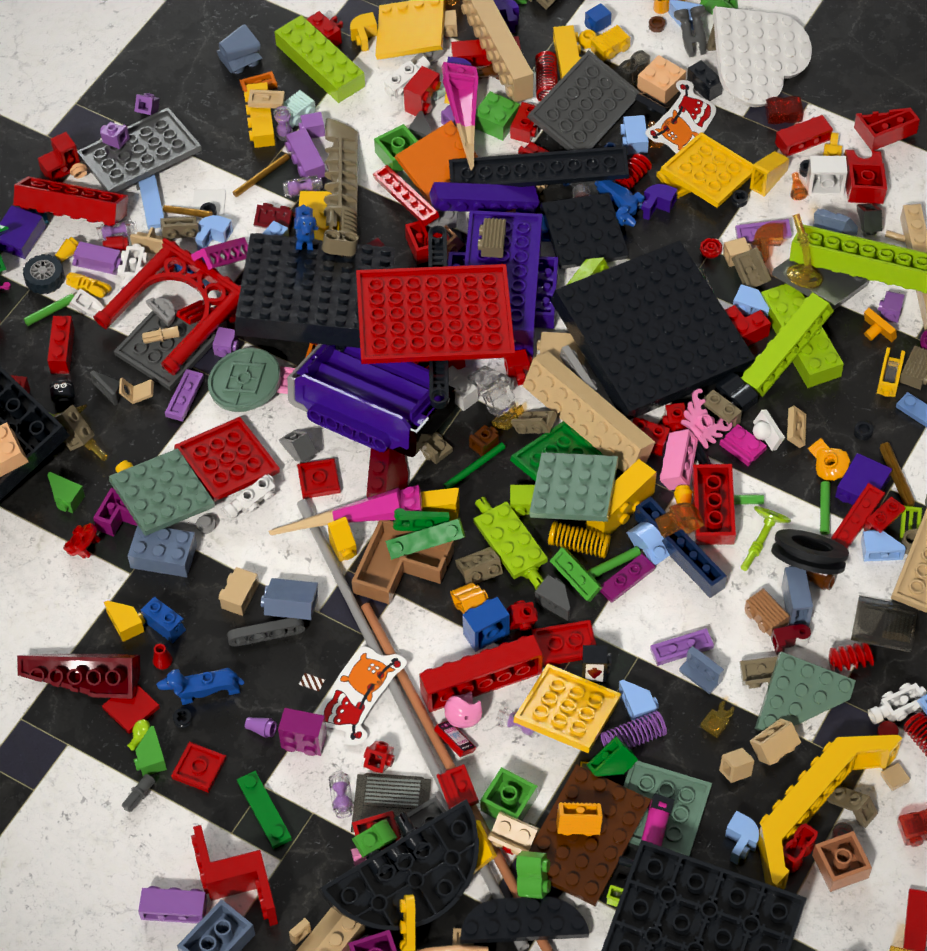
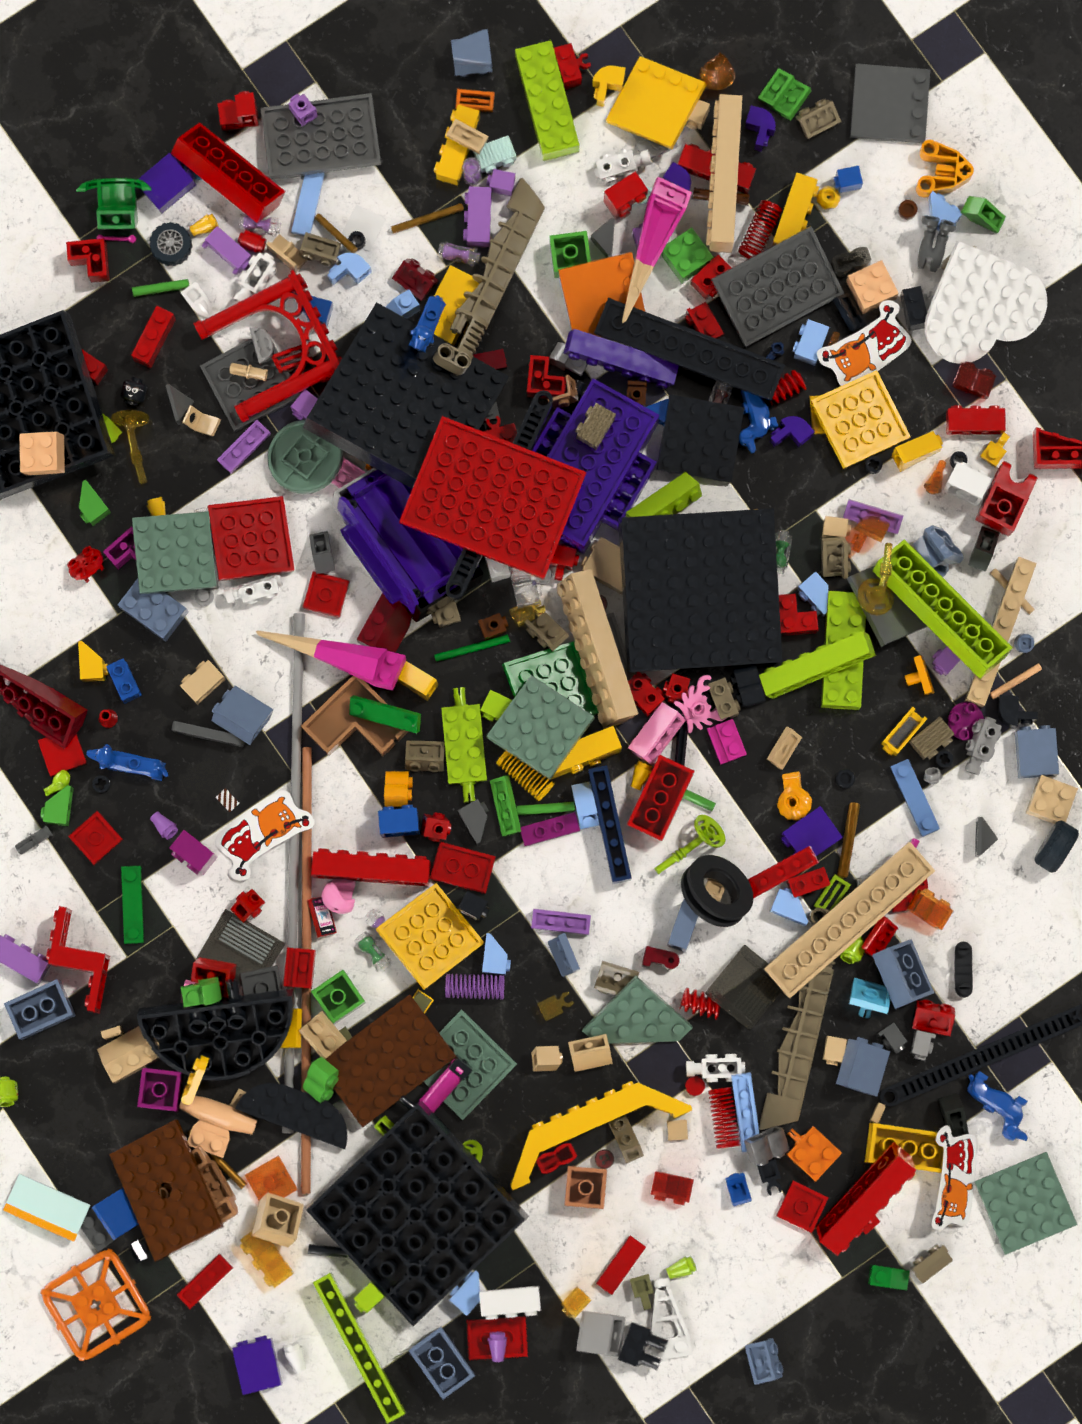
camera: 25 degrees right, 25 degrees up
(76, 427) = (124, 442): dark tan bracket -> none
(78, 170) = (253, 132): light nougat plate -> none
(88, 284) = (206, 277): yellow hinge -> none
(146, 104) = (355, 77): medium lavender brick -> none
(223, 248) = (345, 304): dark pink fence -> none
(342, 539) = (314, 676): yellow slope -> none
(342, 804) = (199, 933): clear piece -> none
(406, 195) = (548, 318): plate -> none
(417, 519) = (386, 695): green plate -> none
(512, 743) = (368, 945): none -> clear piece
(571, 361) = (611, 600): light grey plate -> none
(579, 818) = (381, 1053): light orange brick -> none
(610, 43) = (846, 216): yellow brick -> none
(613, 759) = (441, 1005): green slope -> none
(681, 516) = (617, 805): clear orange brick -> none
(711, 248) = (819, 509): red plate -> none
(745, 833) = (522, 1123): light blue brick -> none
(766, 612) = (652, 924): medium nougat brick -> none
(767, 430) = (754, 739): white tile -> none
(825, 508) = (764, 842): bright green piece -> none

